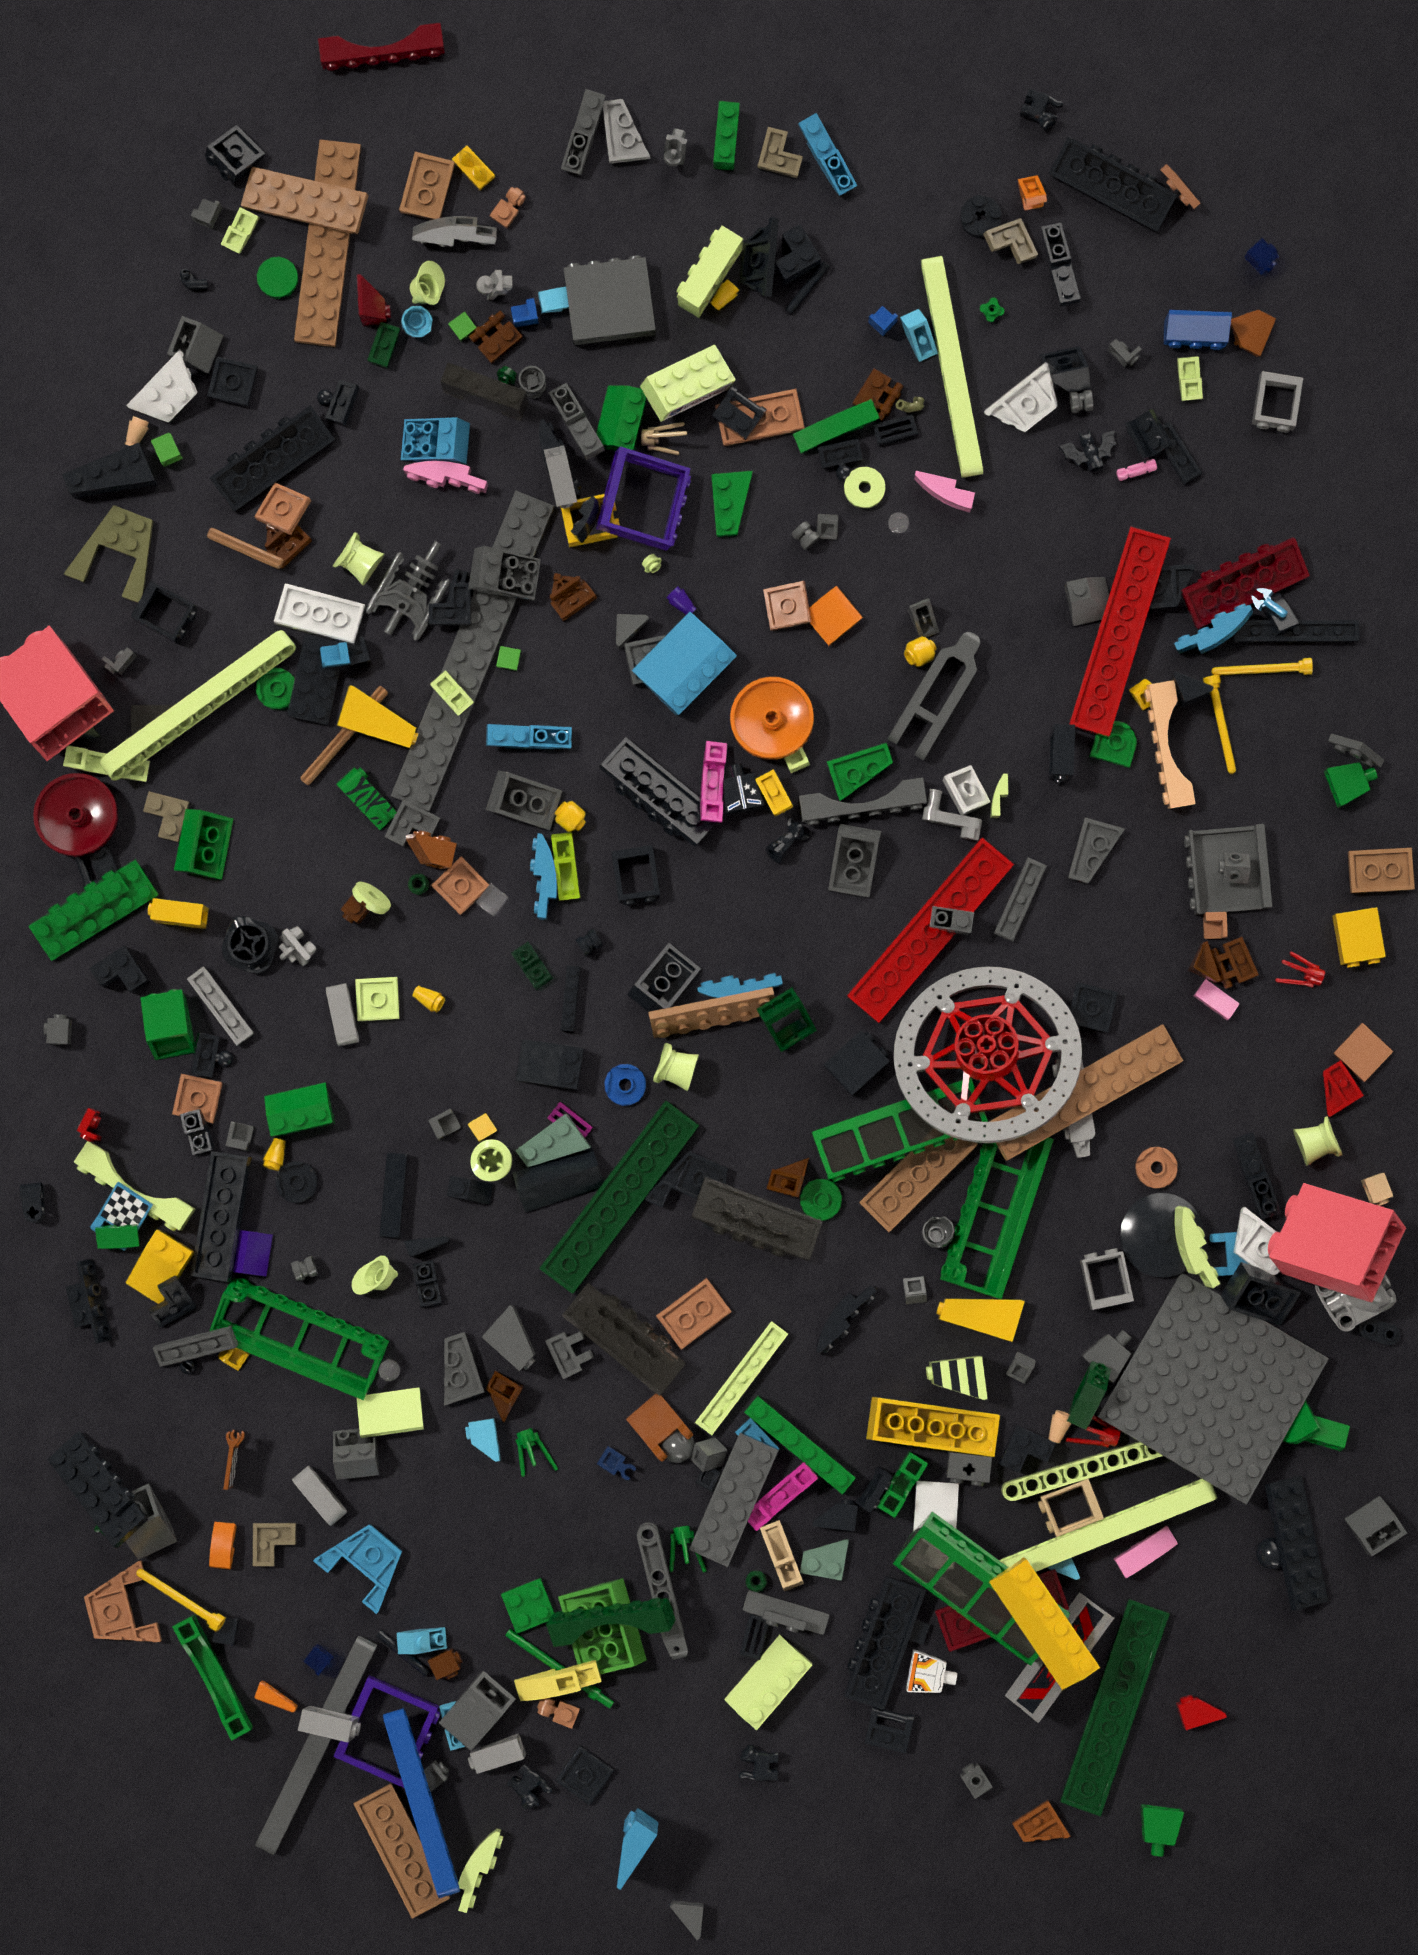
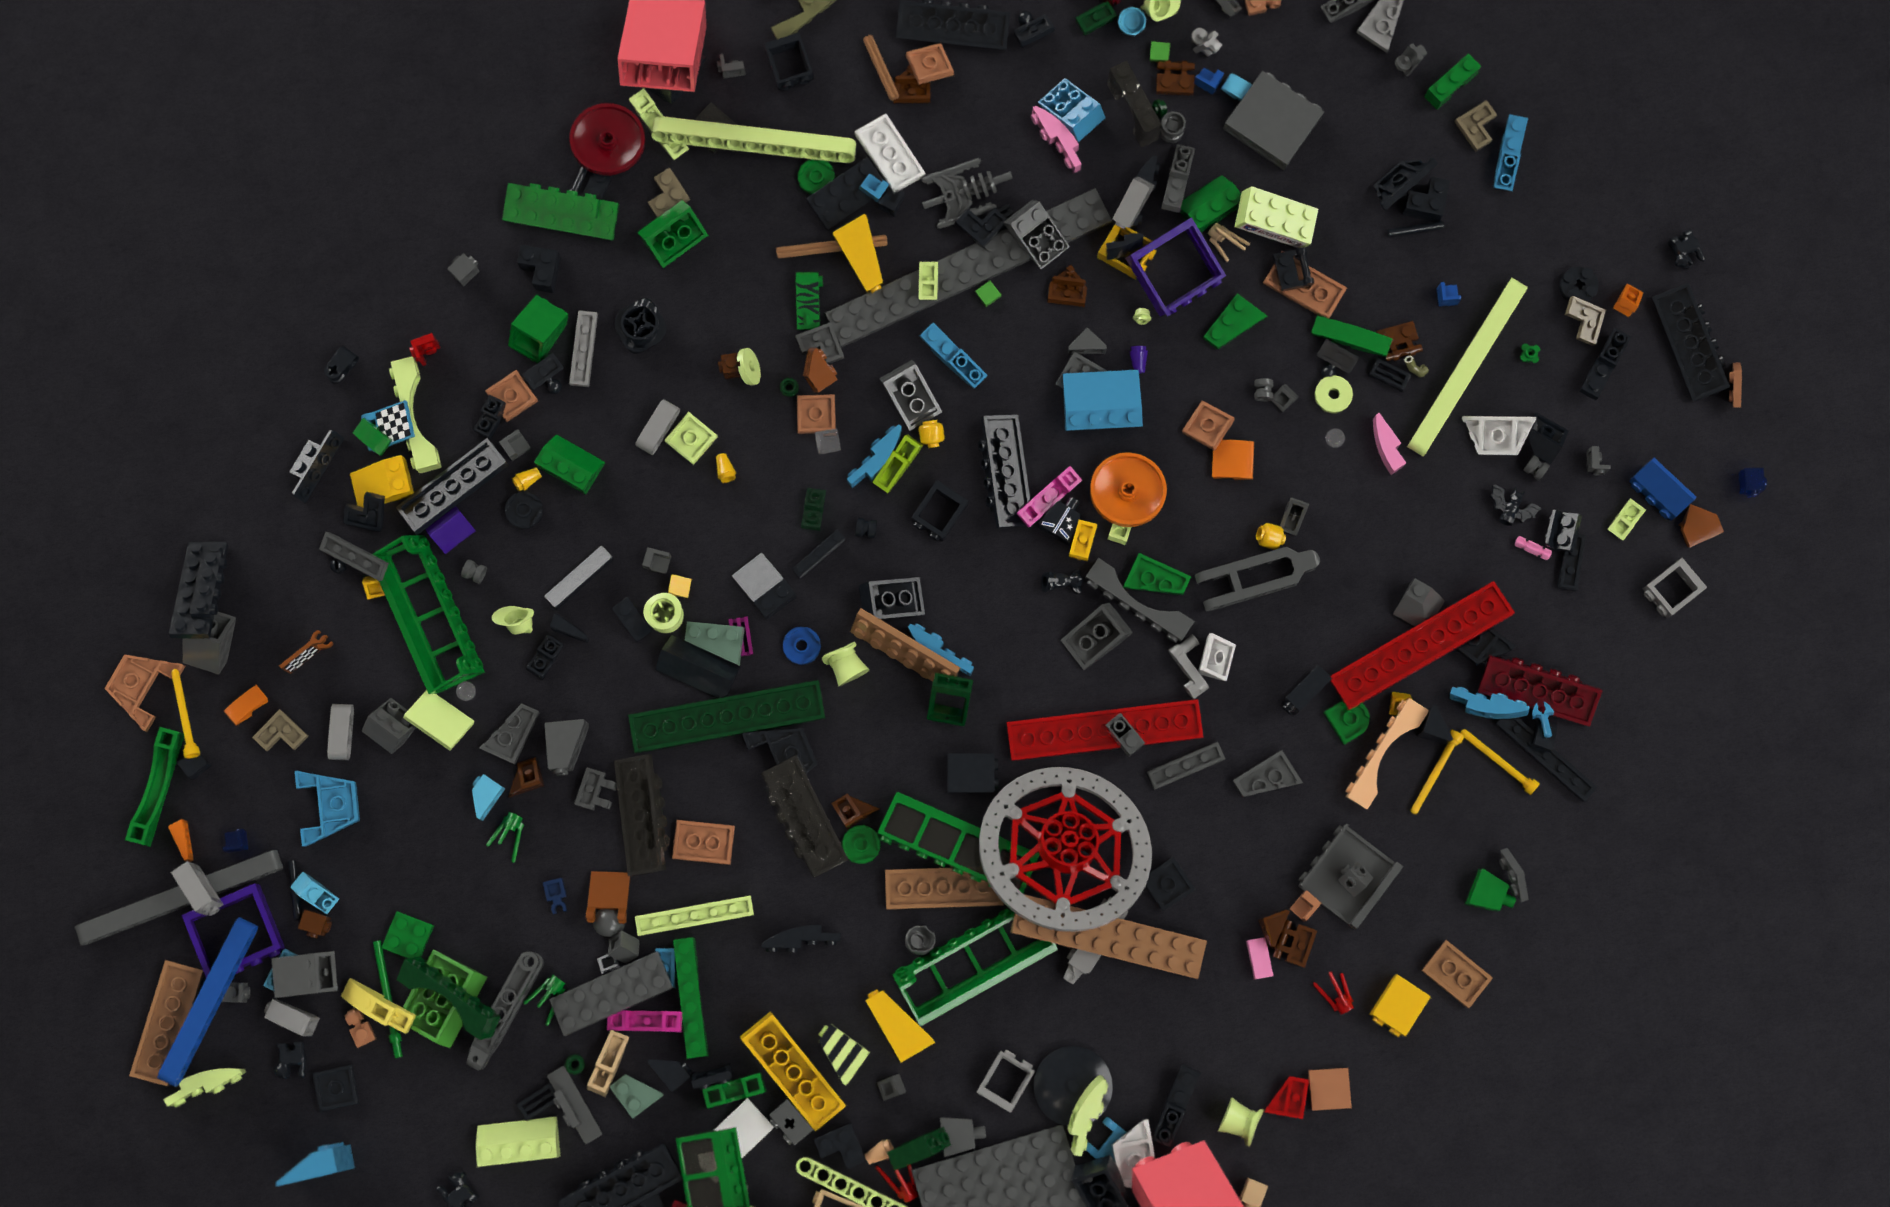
camera: 40 degrees right, 5 degrees down
(178, 913) = (613, 262): yellow brick -> none
(292, 948) = (666, 355): light grey hips -> none
(359, 559) = (949, 140): yellowish green hat -> none
(710, 271) = (1359, 158): yellowish green brick -> none
(726, 292) = (1355, 184): yellow cone -> none
(914, 1290) = (867, 965): dark grey slope -> none
(919, 334) = (1464, 326): medium azure slope -> none
(1000, 791) = (1239, 680): yellowish green slope -> none
(1144, 1171) = (1122, 1041): nougat tile -> none

